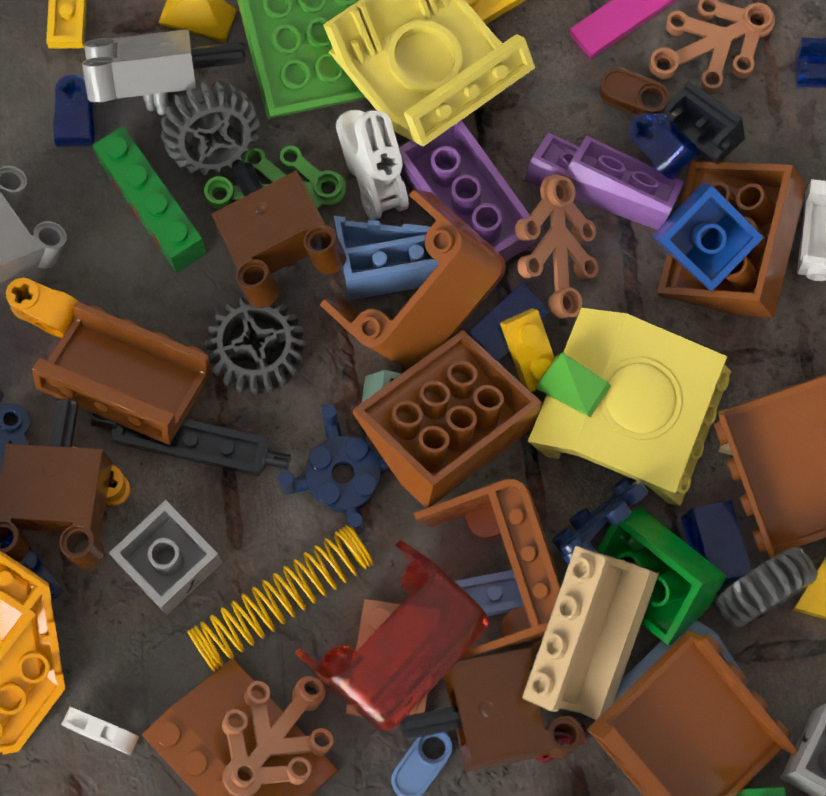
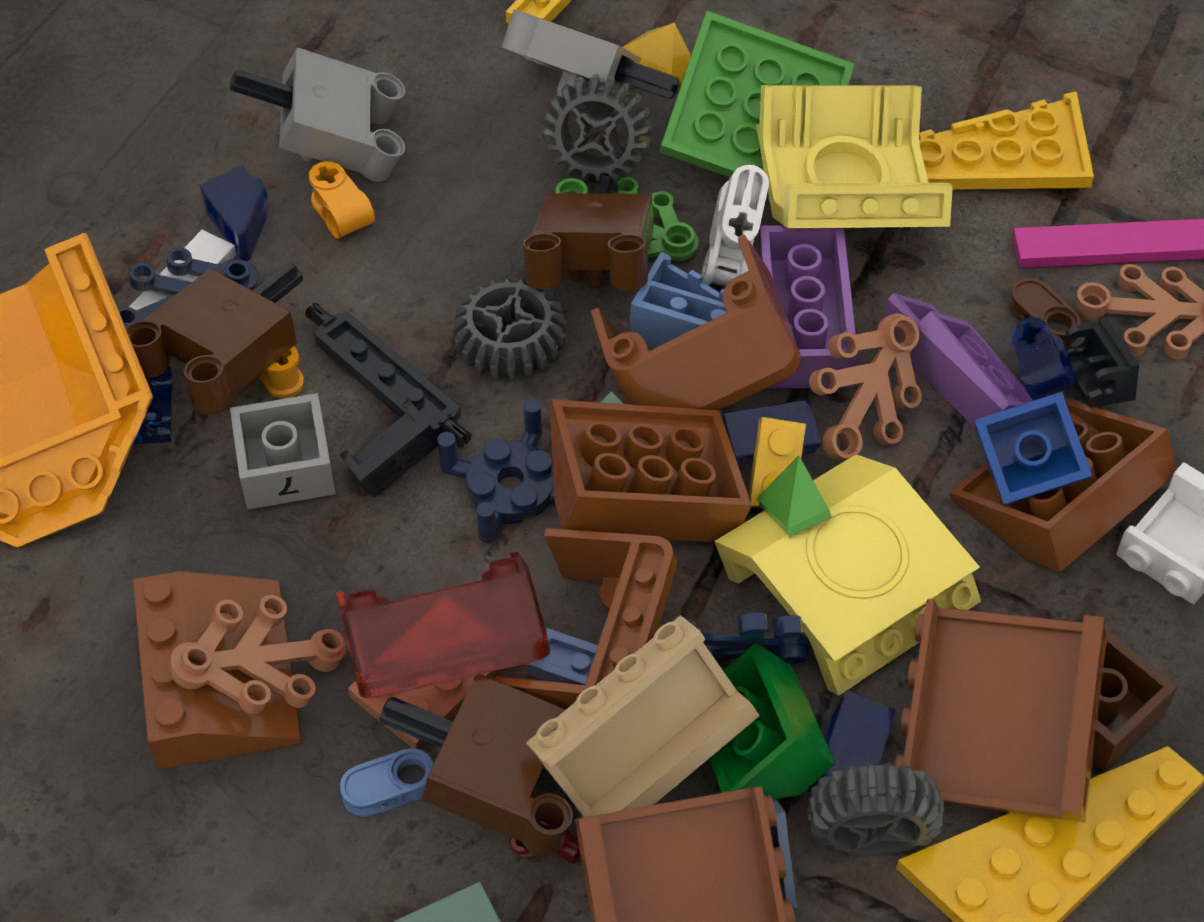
camera: 30 degrees right, 20 degrees down
(73, 118) = (485, 74): clear blue piece -> none
(100, 730) = (103, 567): white piece -> none
(124, 373) = (369, 286): dark orange panel -> none
(149, 199) = (502, 168): green brick -> none
(210, 652) = (260, 567): yellow piece -> none
(242, 505) = (393, 451): none -> black hinge

